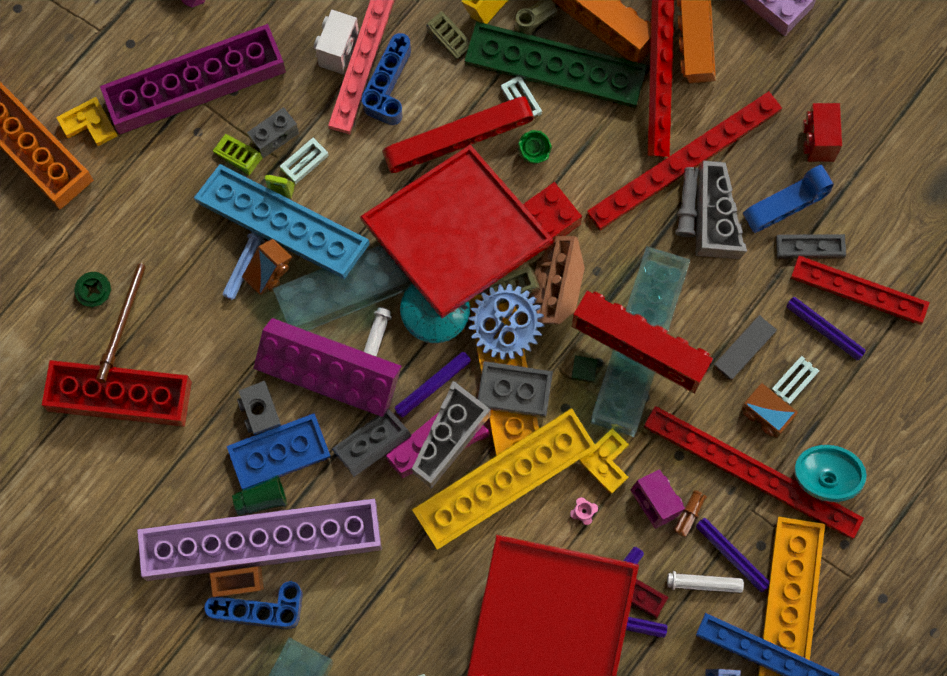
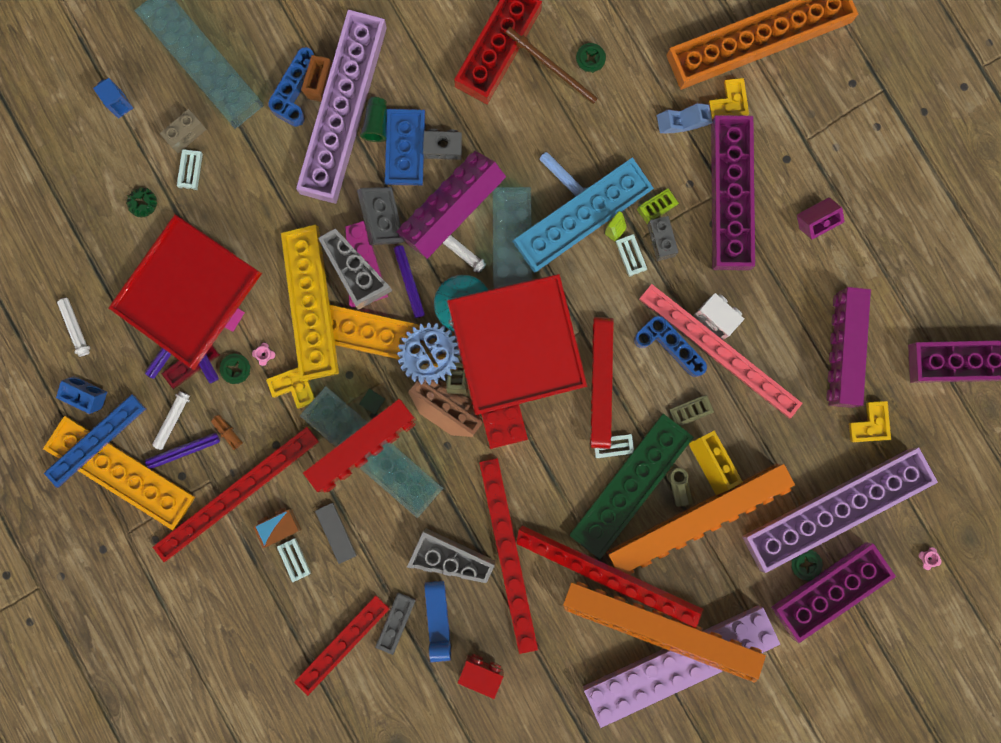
camera: 110 degrees right, 10 degrees up
(127, 161) = (685, 120): none -> medium blue brick
(267, 267) = (550, 190): dark orange brick -> none
(515, 389) = (375, 339): dark grey tile -> none
(534, 147) = (566, 438): green hair -> none
(622, 527) = (227, 373): none -> dark green gear
(657, 498) = (245, 411): magenta brick -> none
(687, 212) = (461, 536): light grey pin -> none
(826, 328) = (324, 603): dark purple axle -> none
(830, 473) = (214, 559): teal dish -> none

